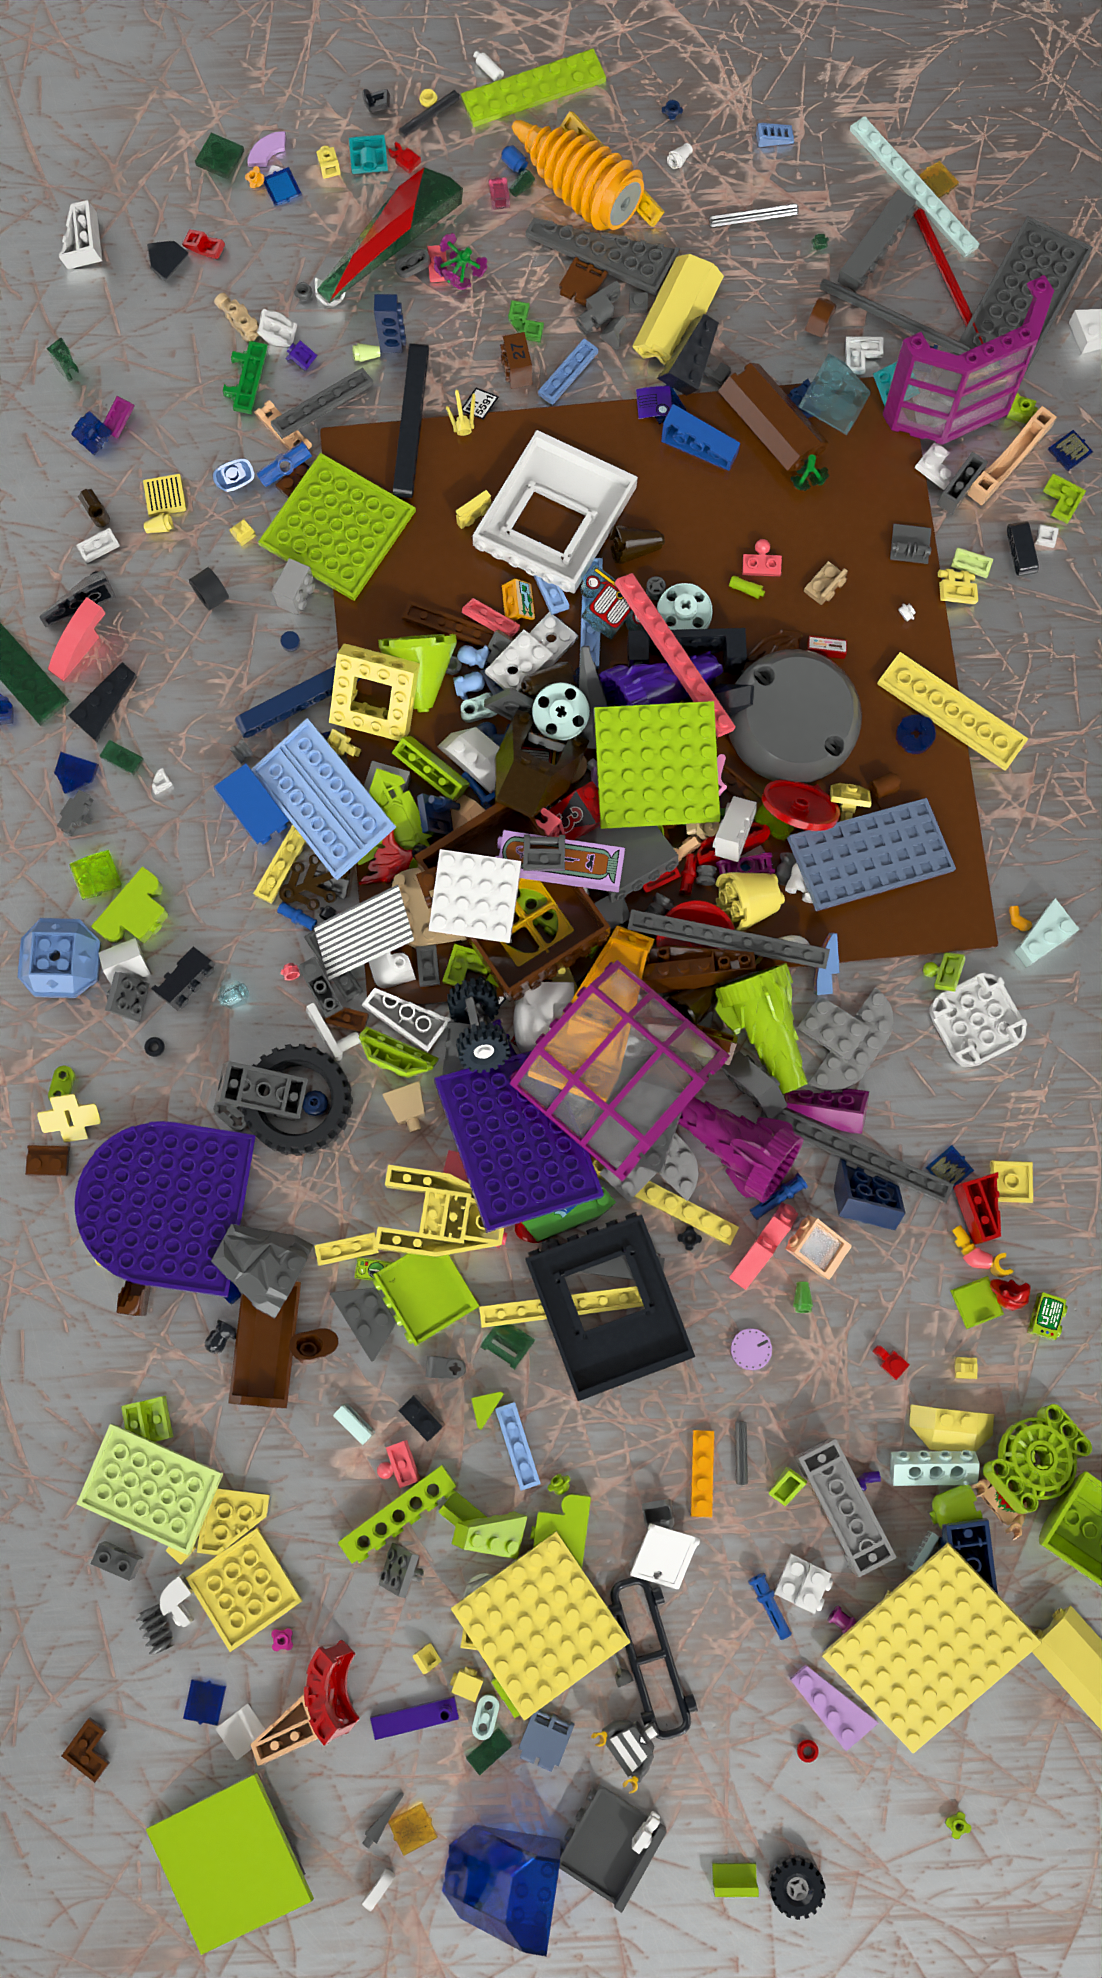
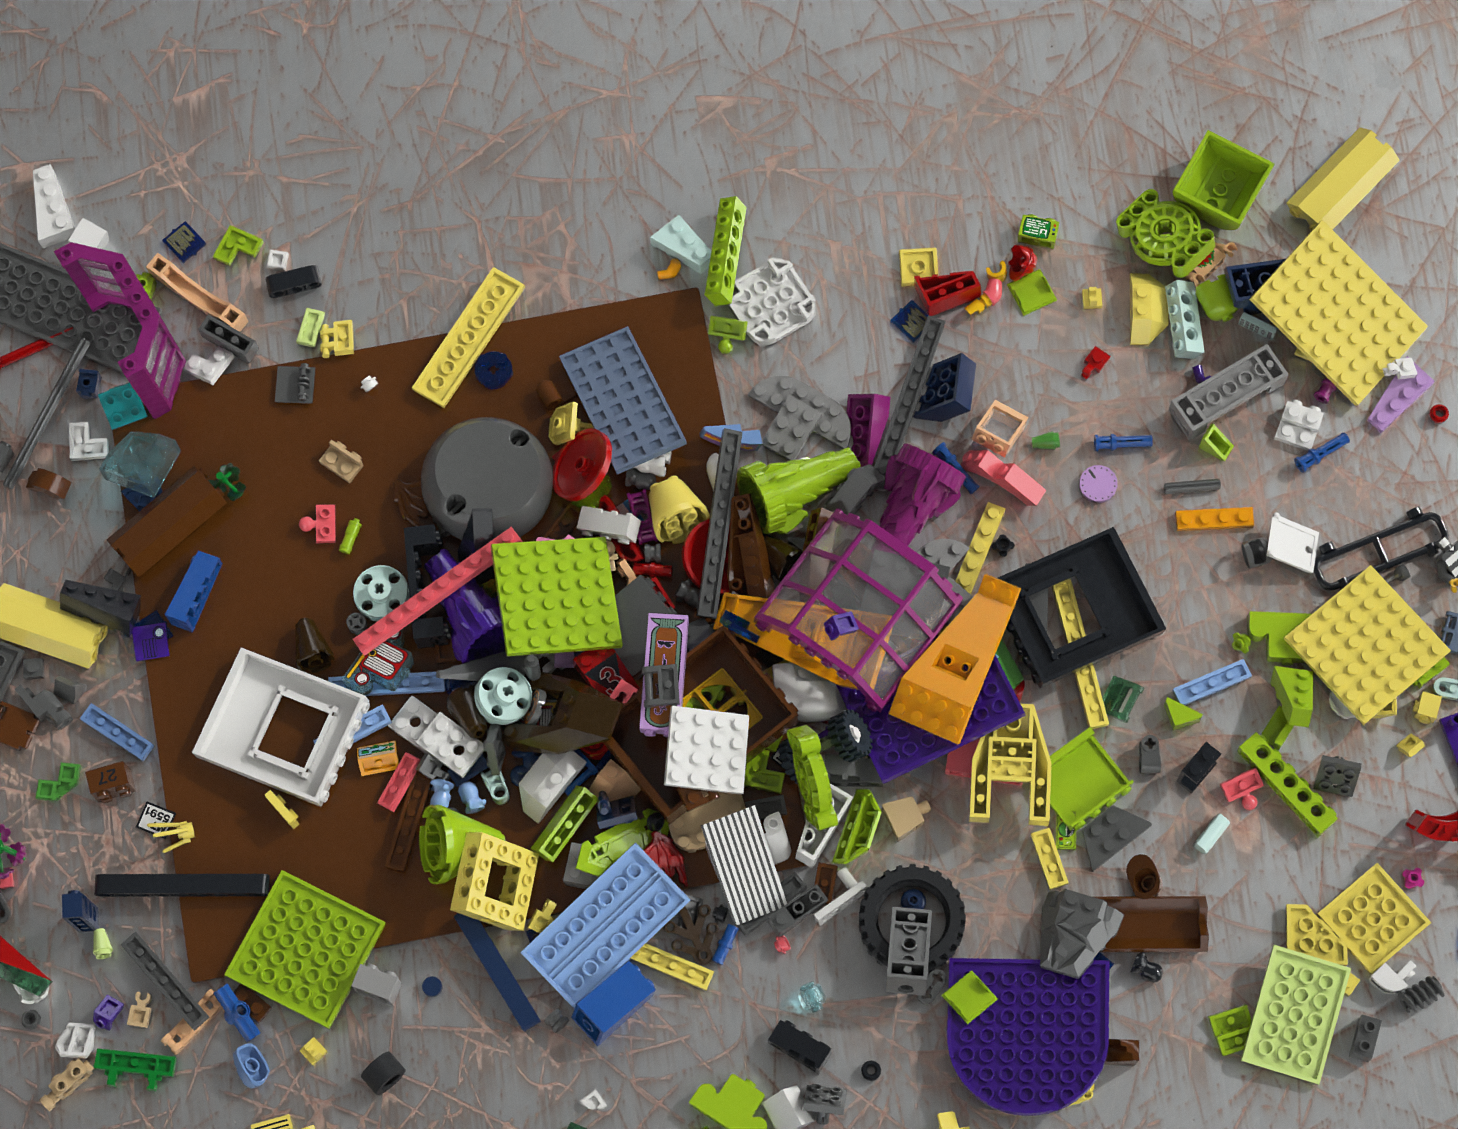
camera: 90 degrees left, 5 degrees down
(209, 1149) = (969, 997): none -> lime piece
(296, 382) = (140, 1014): none -> tan plate
(437, 1000) = (812, 777): none -> lime piece
(520, 1147) = (943, 694): none -> light orange wing
(585, 738) = (532, 667): none -> dark grey cylinder
(589, 1038) = (840, 625): none -> dark purple bracket
(610, 943) = (738, 625): none -> clear blue slope
(797, 1407) = (1120, 441): none -> blue pin
(828, 646) = (408, 456): slope -> none
(862, 1713) = (1403, 368): none -> white plate
(1036, 974) = (725, 251): none -> lime brick
(1074, 358) = (89, 235): none -> white head

